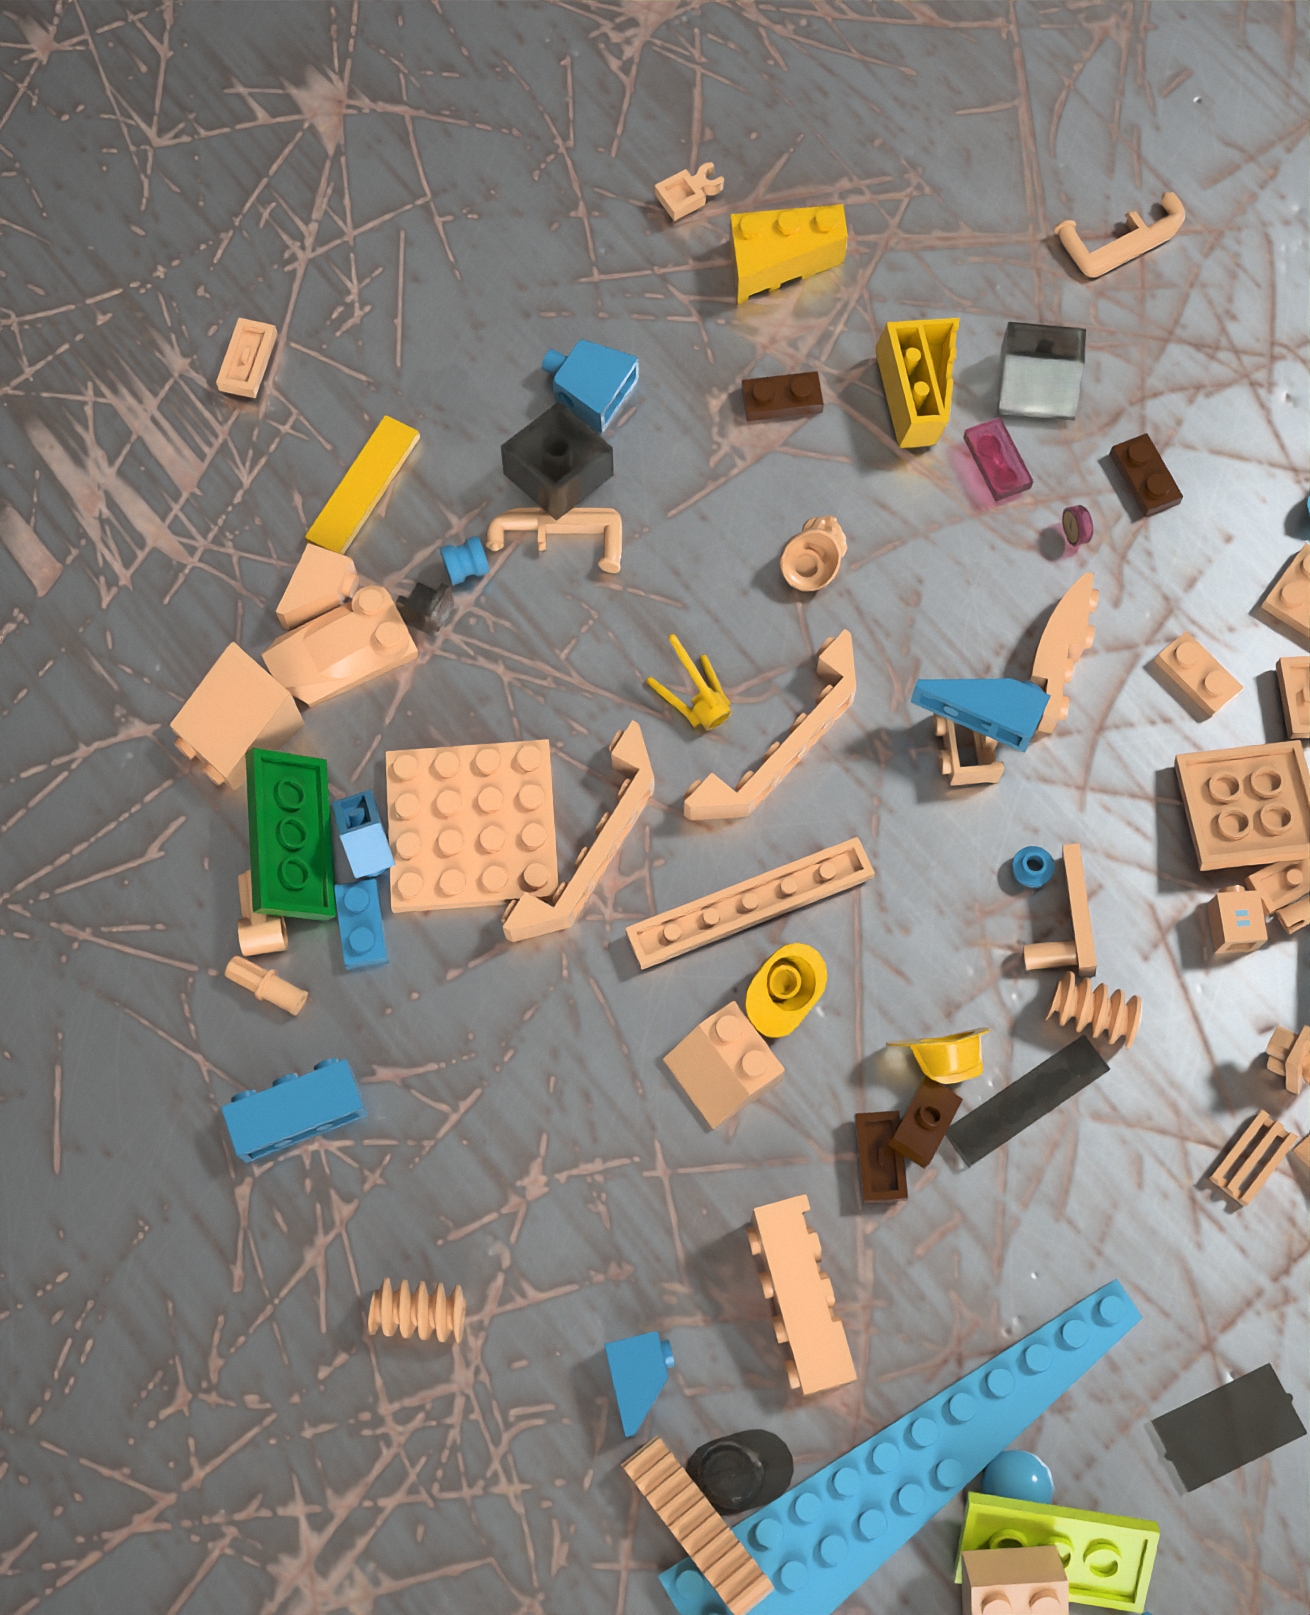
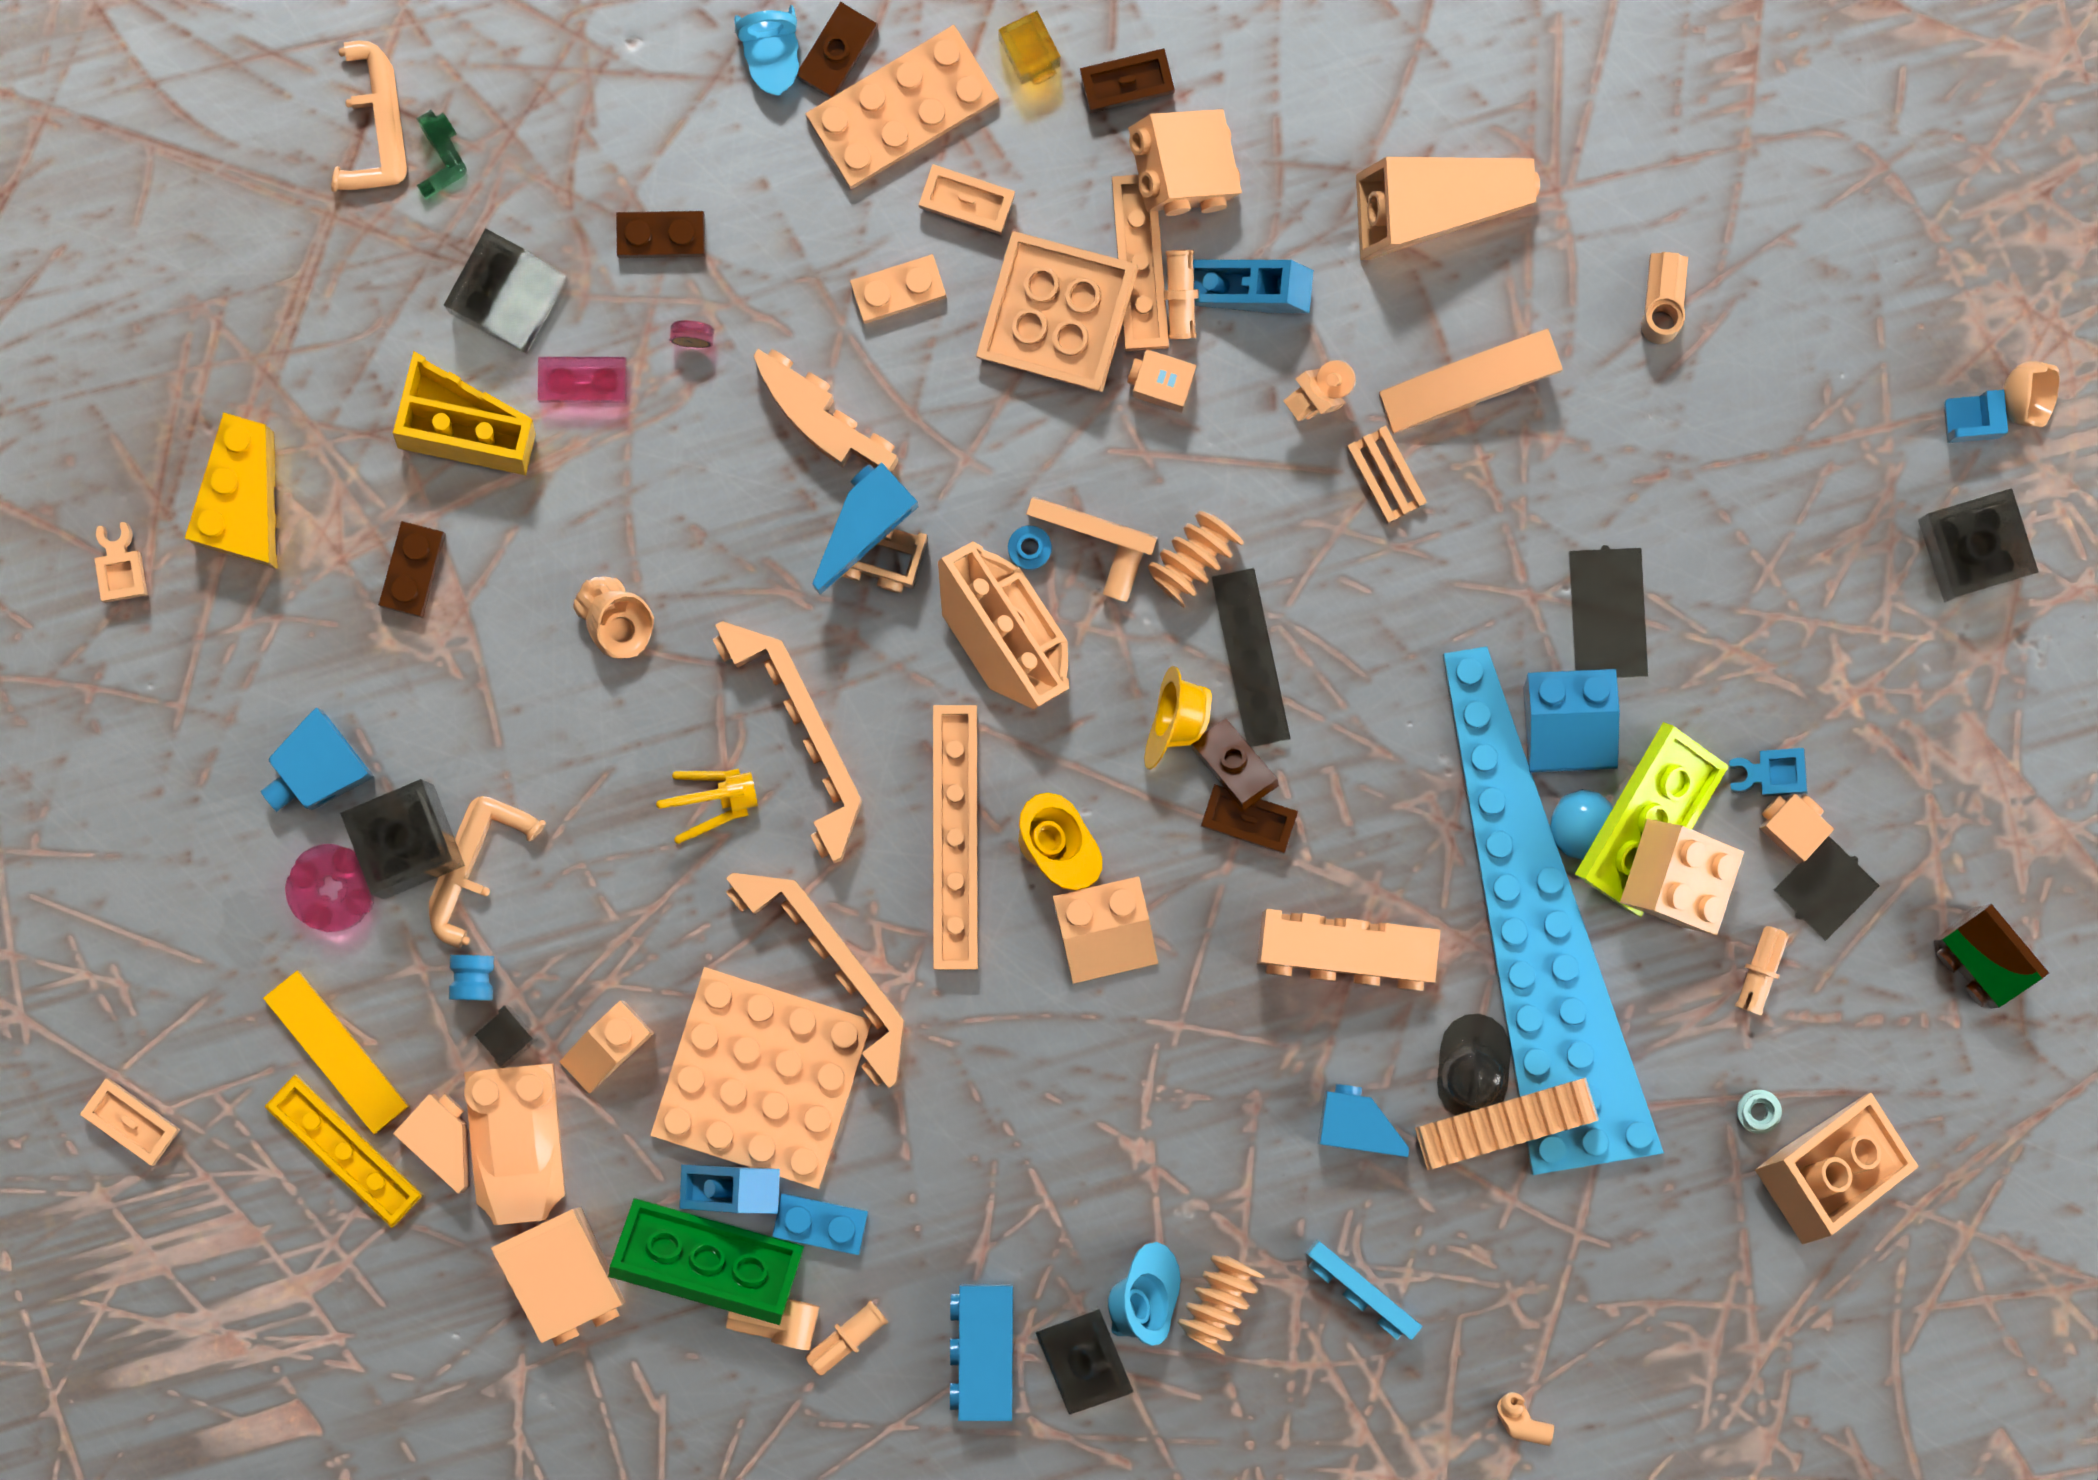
camera: 70 degrees left, 15 degrees up
(282, 524) = (344, 1151): none -> yellow tile
(320, 1208) = (1084, 1361): none -> clear smoke slope
(400, 1238) = (1147, 1296): none -> medium azure piece
(452, 687) = (606, 1046): none -> light nougat slope
(475, 424) = (308, 876): none -> clear pink plate
(479, 1447) = (1362, 1292): none -> medium azure plate
(956, 865) = (1003, 626): none -> light nougat wedge
(1114, 1430) = (1572, 720): none -> dark azure slope
(1140, 281) = (438, 132): none -> clear green plate

